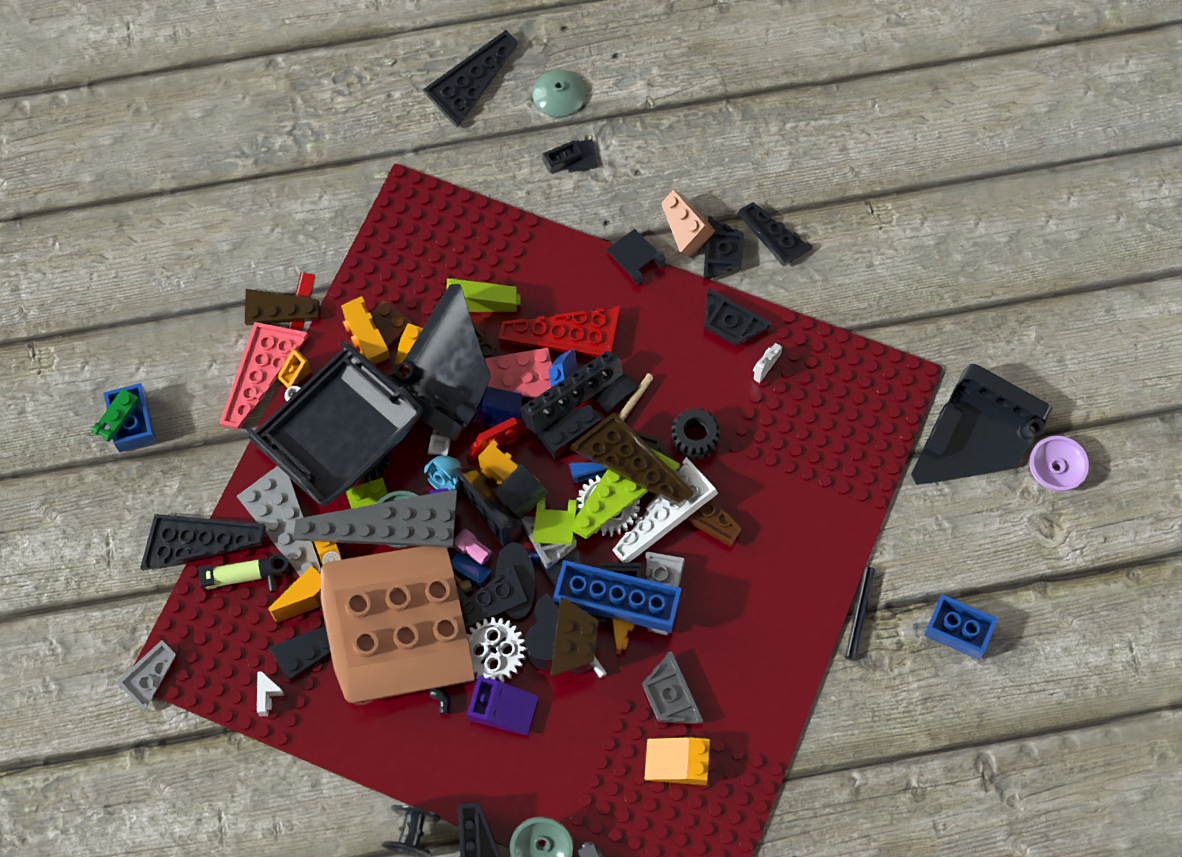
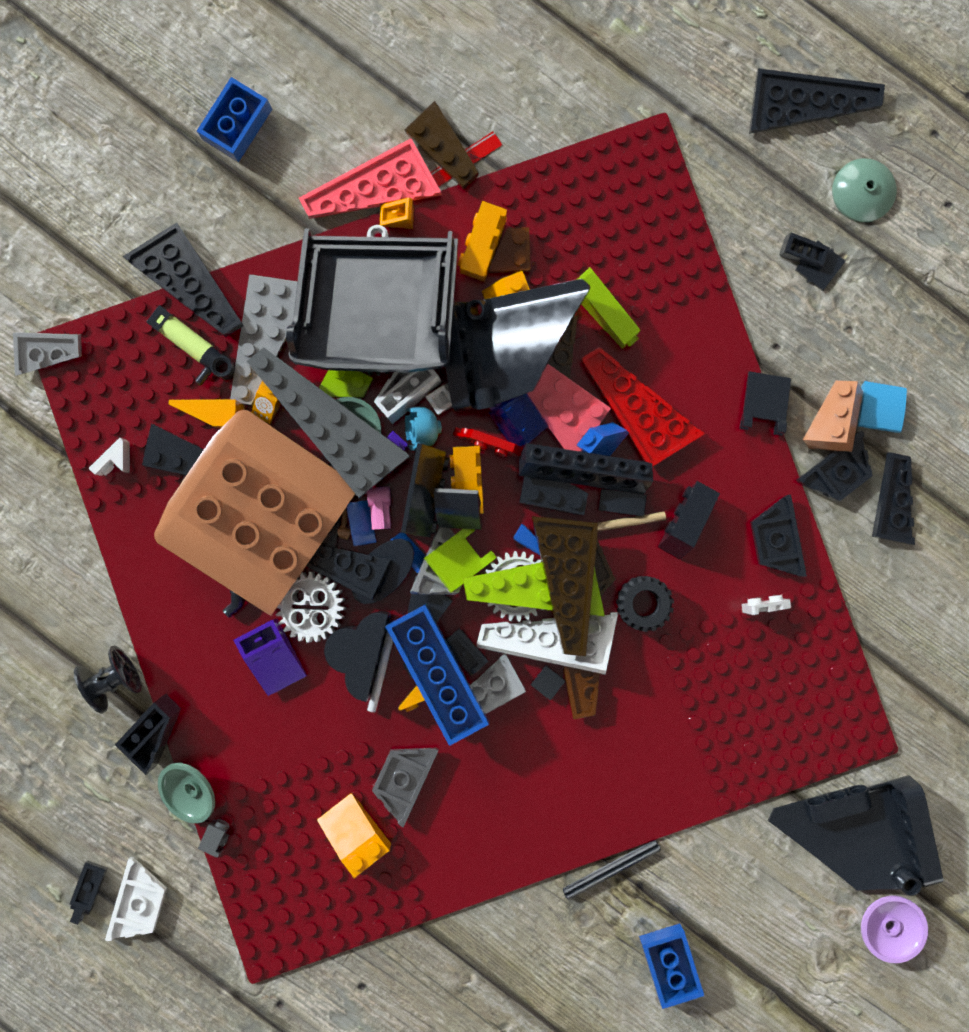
camera: 45 degrees right, 20 degrees up
(115, 415) = (219, 107): green plate -> none
(411, 459) = (405, 391): none -> white wedge
(574, 638) = (365, 675): dark brown wing -> none
(667, 362) = (689, 520): none -> black wedge
(692, 542) = (548, 682): none -> black piece
(705, 192) = (882, 407): none -> dark azure slope

